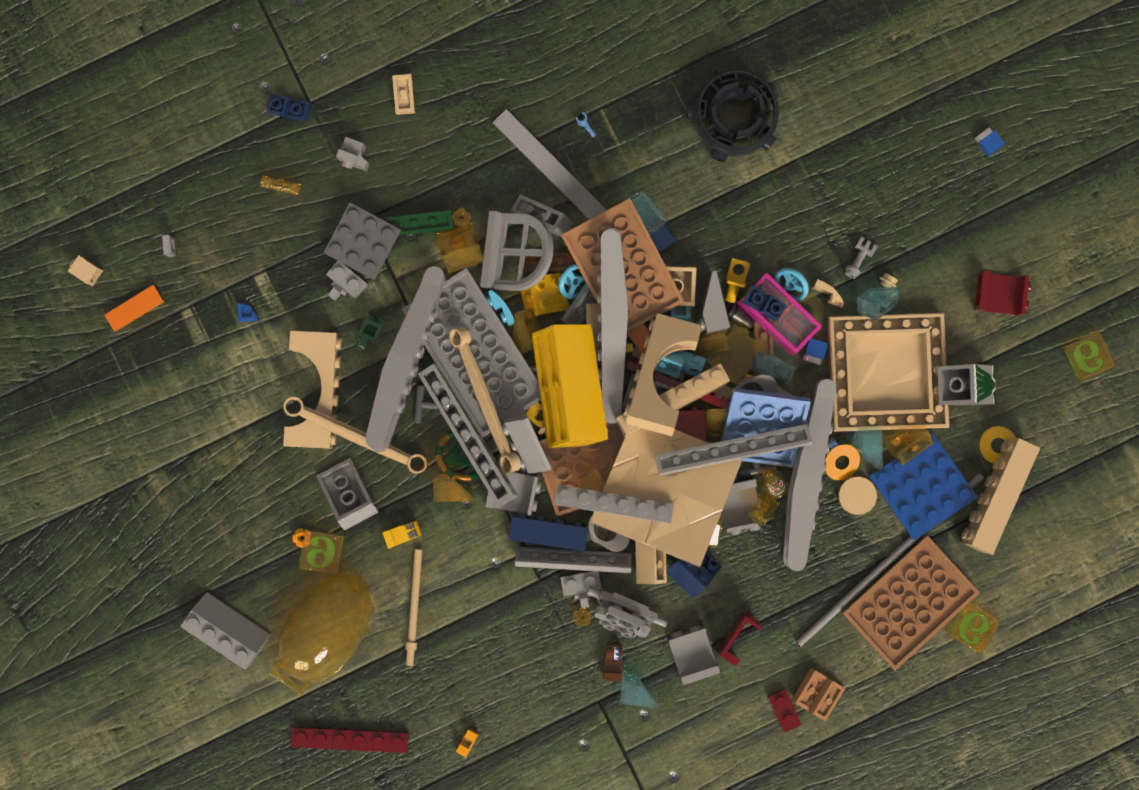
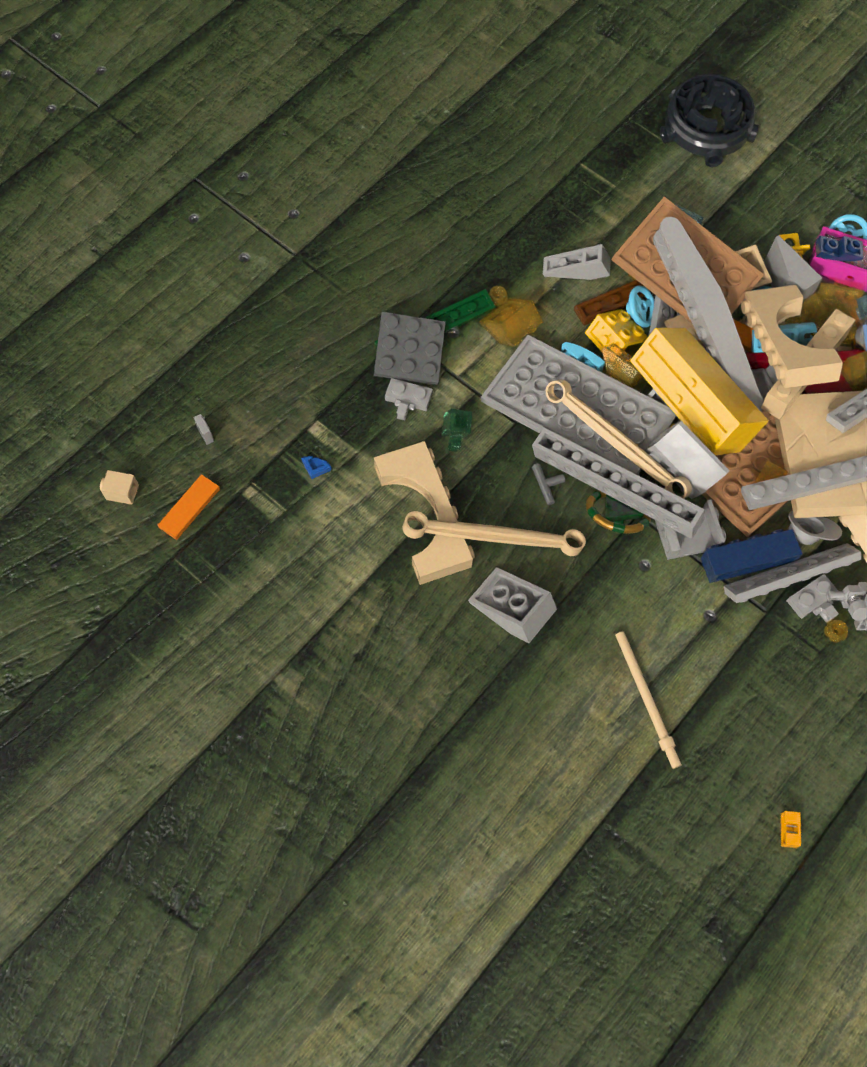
camera: 20 degrees left, 20 degrees down
(226, 630) = (444, 818): light grey slope -> none
(267, 182) = (299, 332): clear yellow pin -> none
(288, 107) = (275, 265): dark blue slope -> none
(296, 537) = (483, 679): light orange plate -> none
(321, 552) = (513, 679): clear yellow tile -> none
(323, 630) = (557, 771): clear yellow windscreen -> none
(349, 739) = (652, 889): dark red plate -> none
(352, 154) = (363, 279): light grey brick -> none
(402, 534) = (593, 623): yellow leg -> none
(403, 94) = (387, 212): tan plate -> none
(403, 361) = (512, 440): light grey piece -> none
(450, 490) = (627, 548): clear yellow slope -> none
(495, 252) = (549, 310): light grey window -> none
(548, 165) = (555, 222): light grey tile -> none
(585, 123) = (569, 177): medium blue hand -> none

